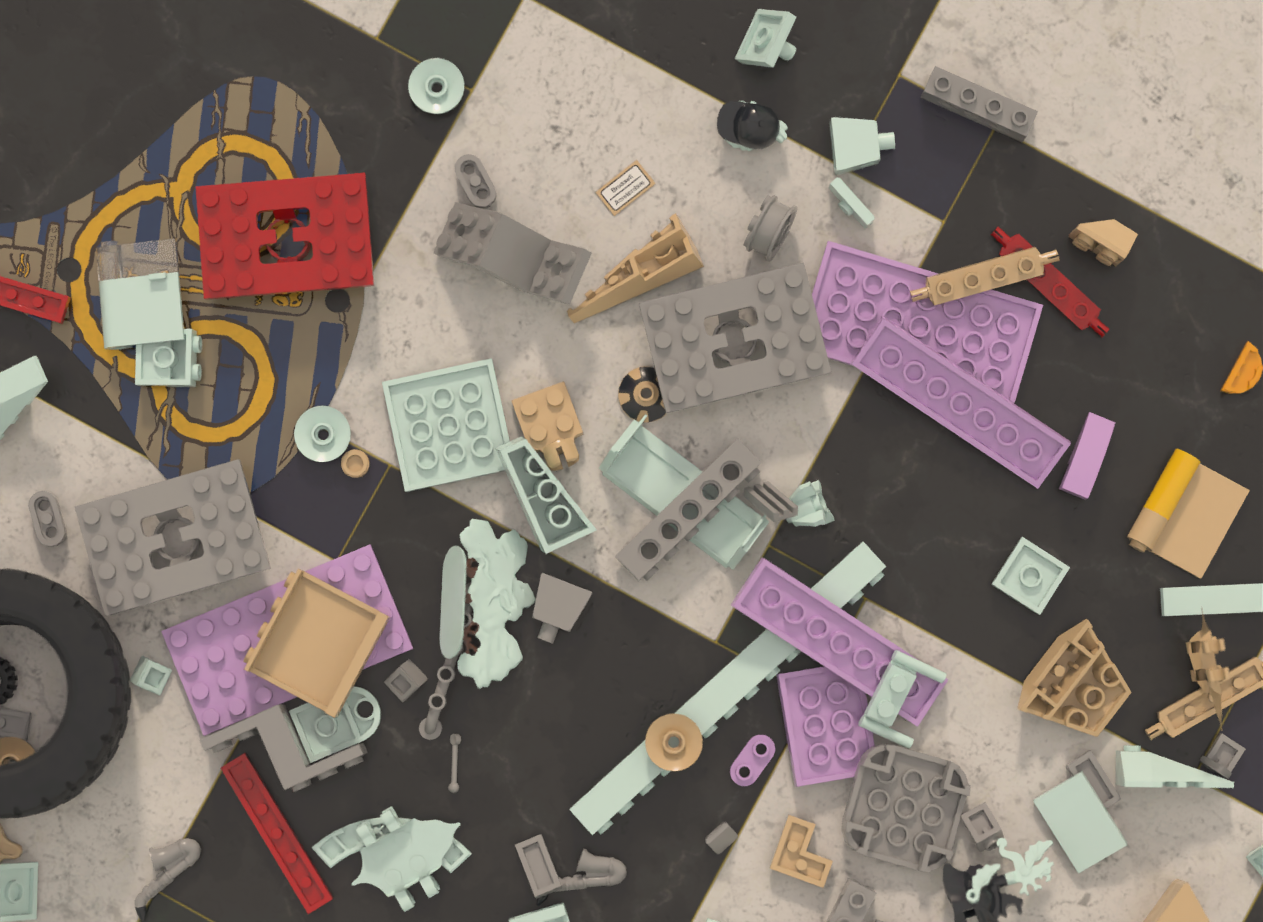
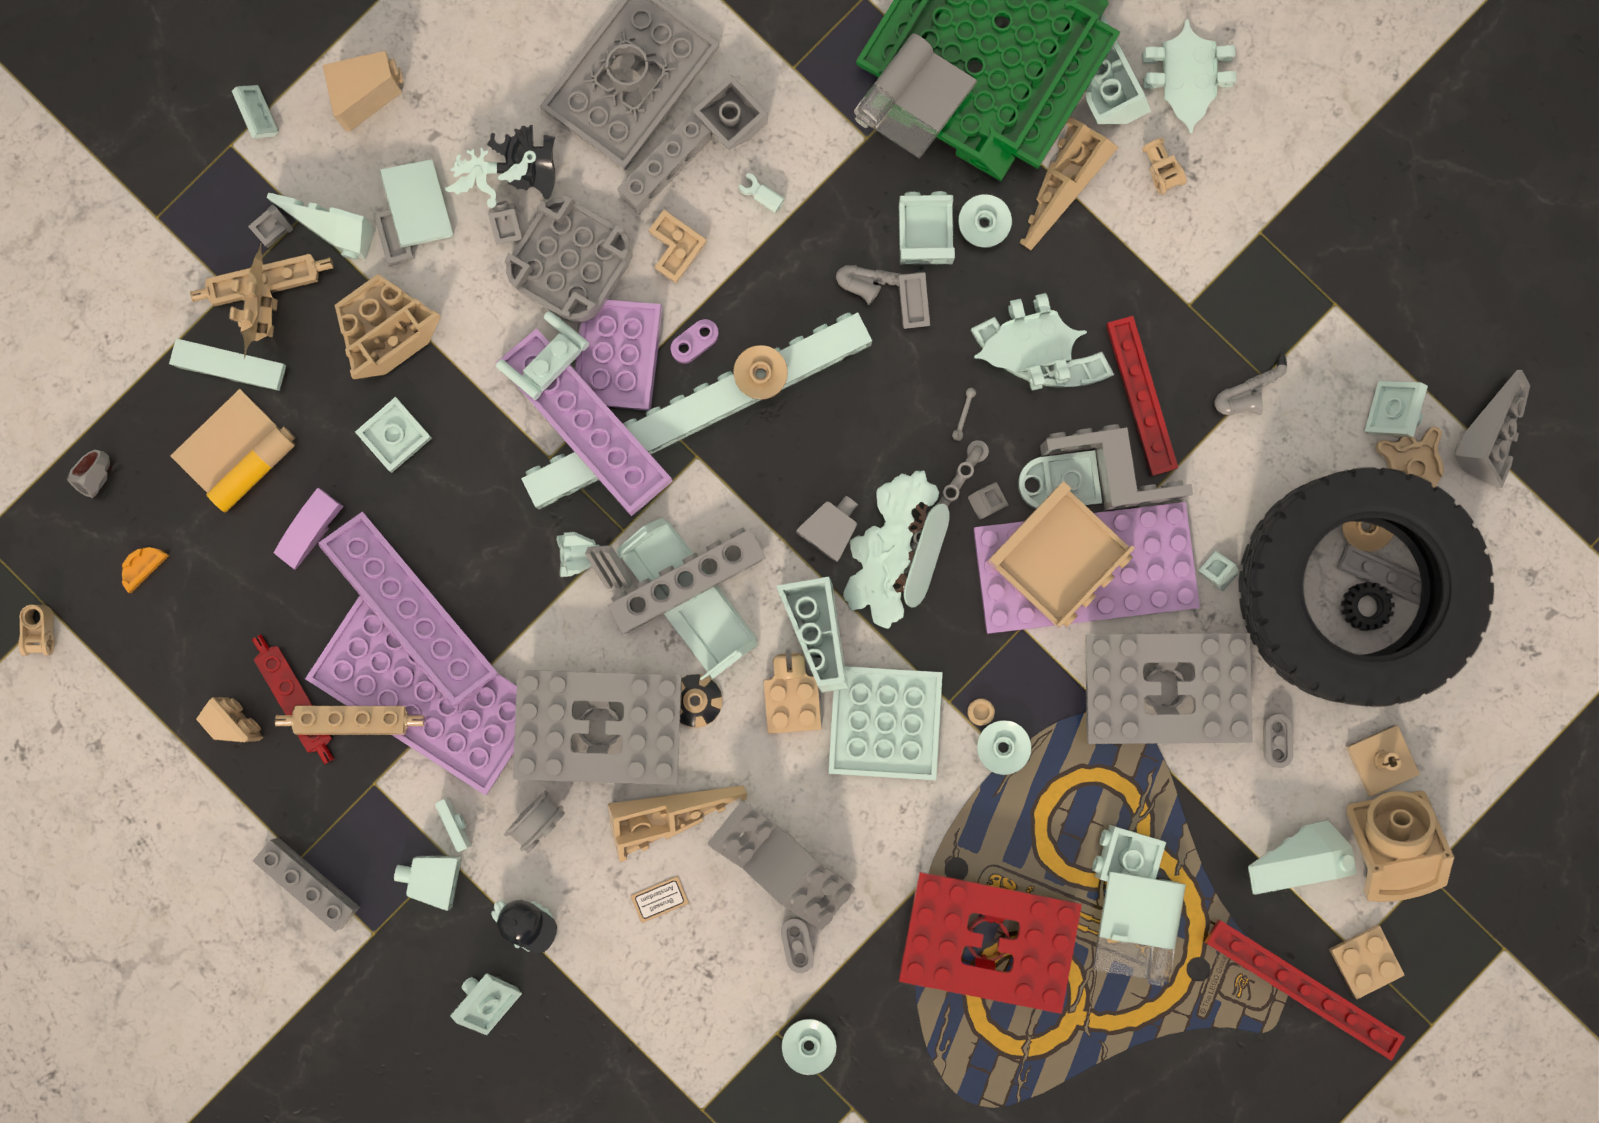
camera: 165 degrees left, 0 degrees up
(721, 837) = (743, 281): light grey slope -> none

